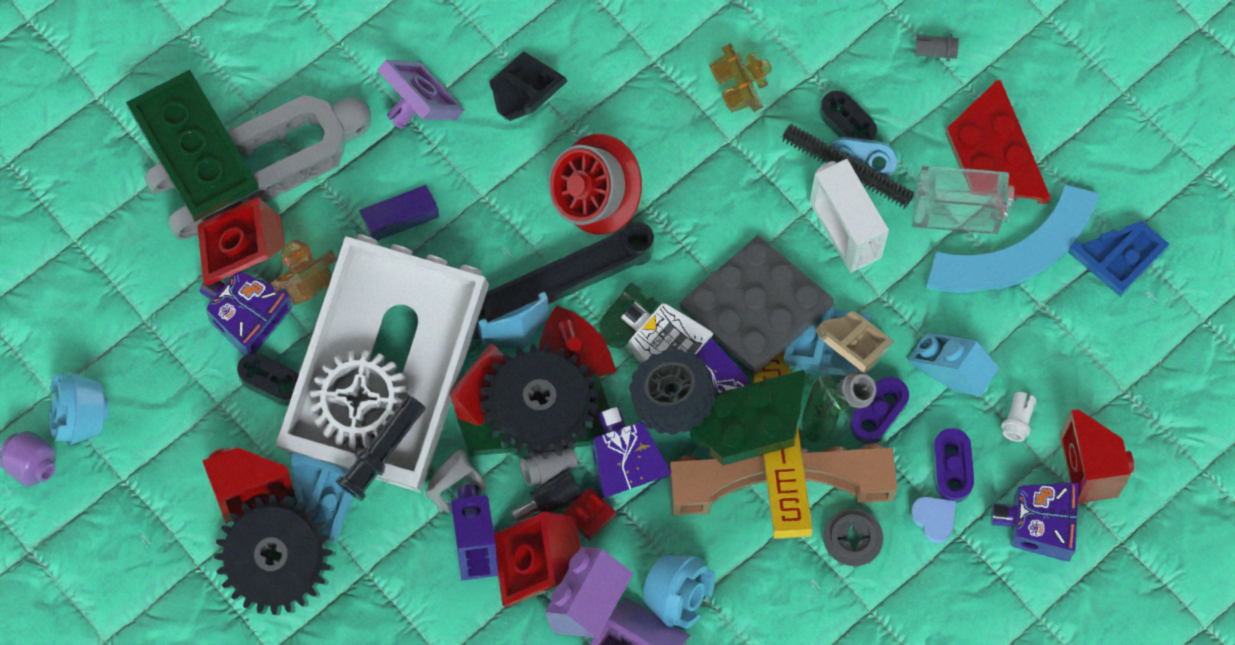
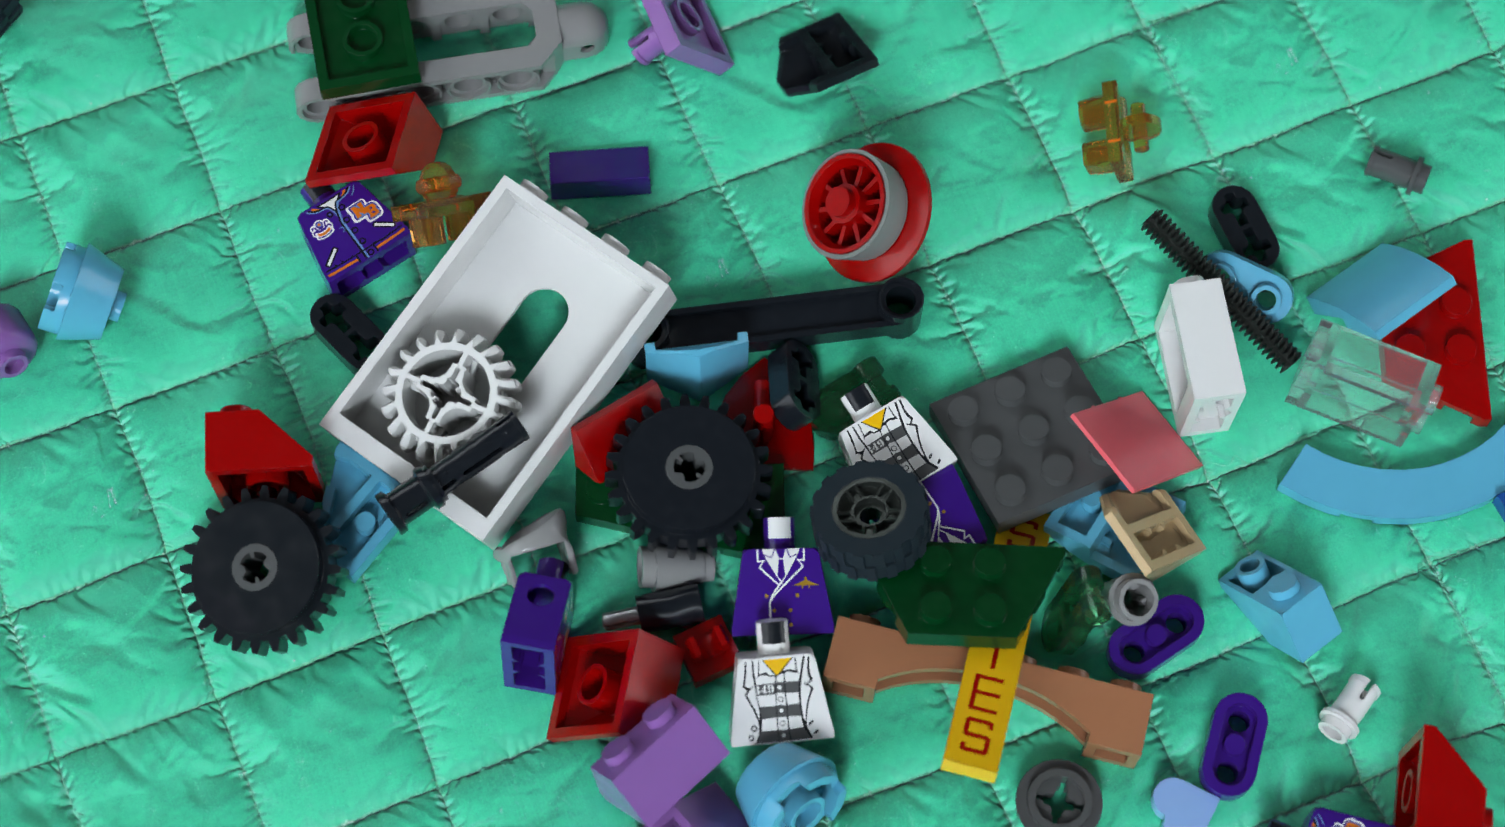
camera: 20 degrees right, 0 degrees up
(585, 318) = (794, 385): none -> black beam
(647, 524) = (777, 691): none -> torso
(825, 284) = (1136, 441): none -> coral window
(952, 133) = (1381, 290): none -> medium azure slope

